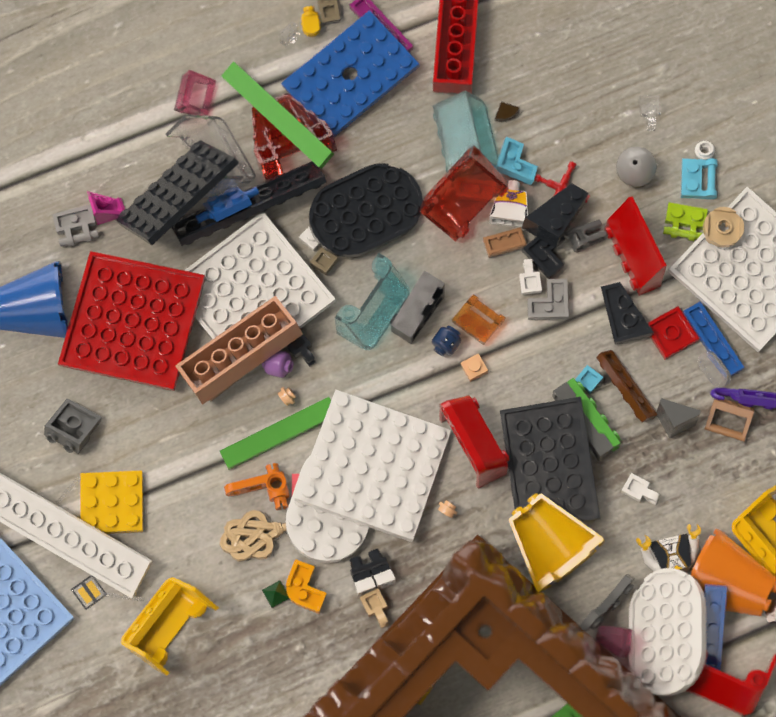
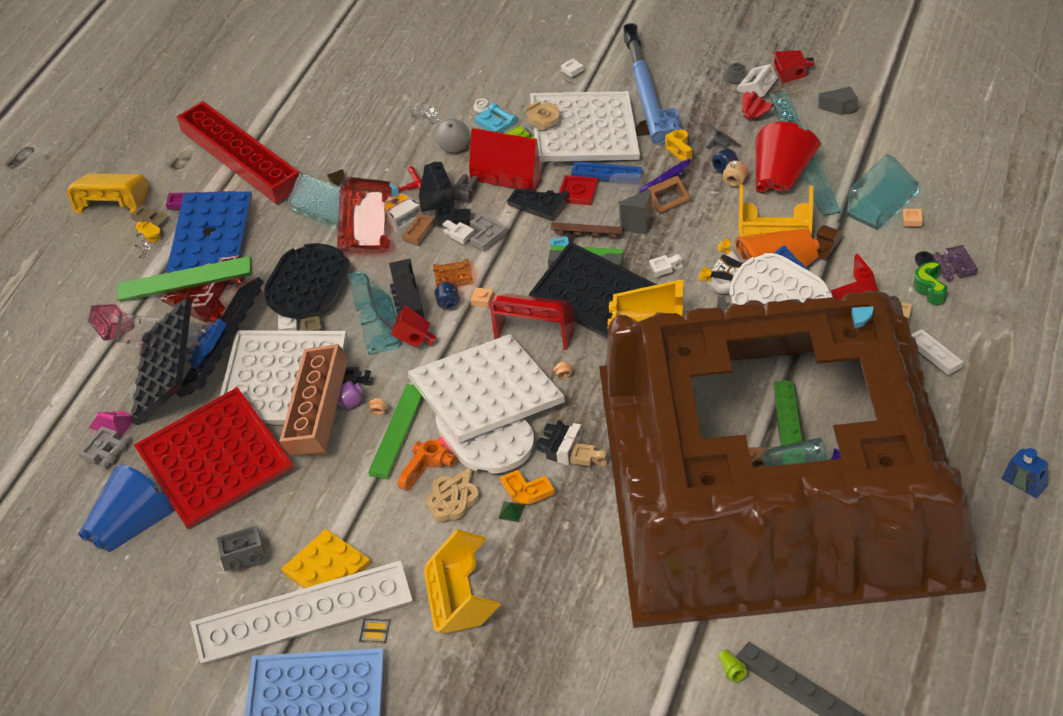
camera: 45 degrees left, 25 degrees down
(382, 348) = (412, 328): none -> red torso

